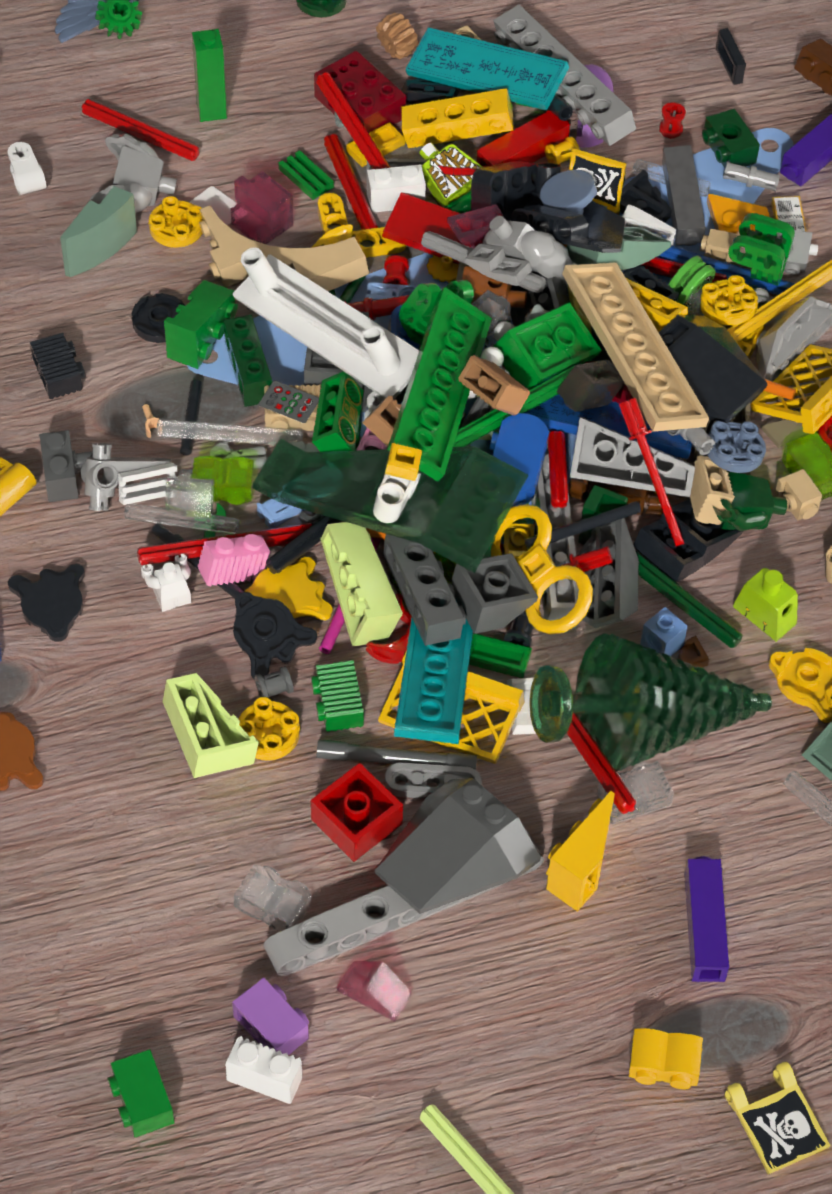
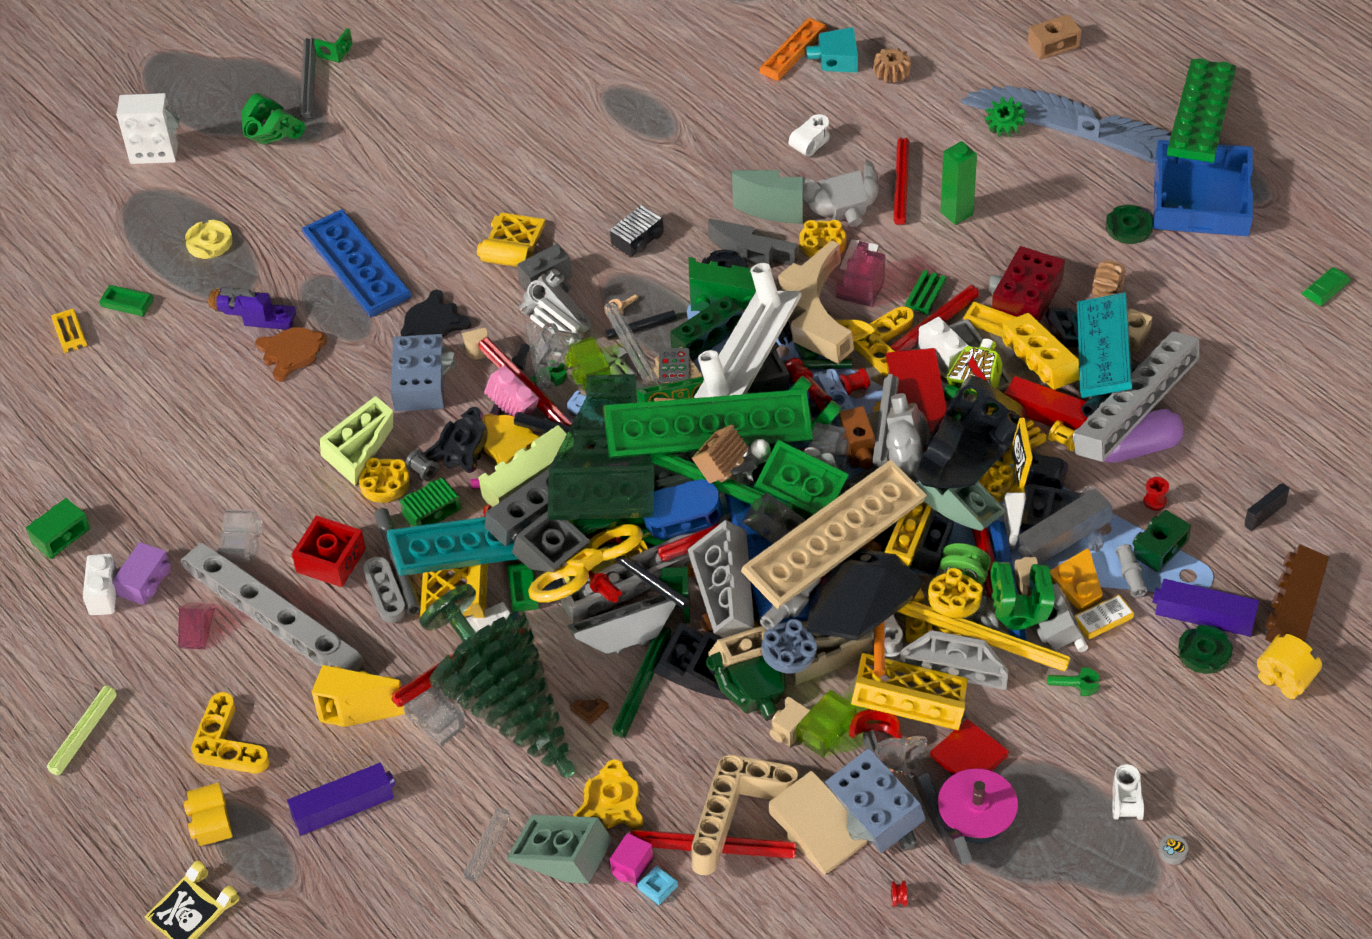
camera: 70 degrees right, 5 degrees down
(125, 569) = (471, 342): none -> tan brick
(134, 636) = (419, 372): none -> sand blue piece
(138, 282) = (750, 246): none -> dark grey slope
(169, 583) = (474, 373): white piece -> none
(351, 121) = (983, 289): red axle -> none
(395, 491) = (582, 435): white piece -> none
(403, 462) = (594, 421): yellow brick -> none
(457, 847) = (315, 615): dark grey wedge -> none
(473, 225) = (927, 402): clear pink slope -> none
(492, 263) = (874, 423): light grey slope -> none
(558, 1022) = (220, 746): none -> yellow beam
(569, 191) = (991, 442): sand blue tile -> none
(638, 430) = (733, 561): red piece -> none
(664, 633) = (591, 678): medium blue brick -> none
(769, 603) = (662, 727): lime torso -> none

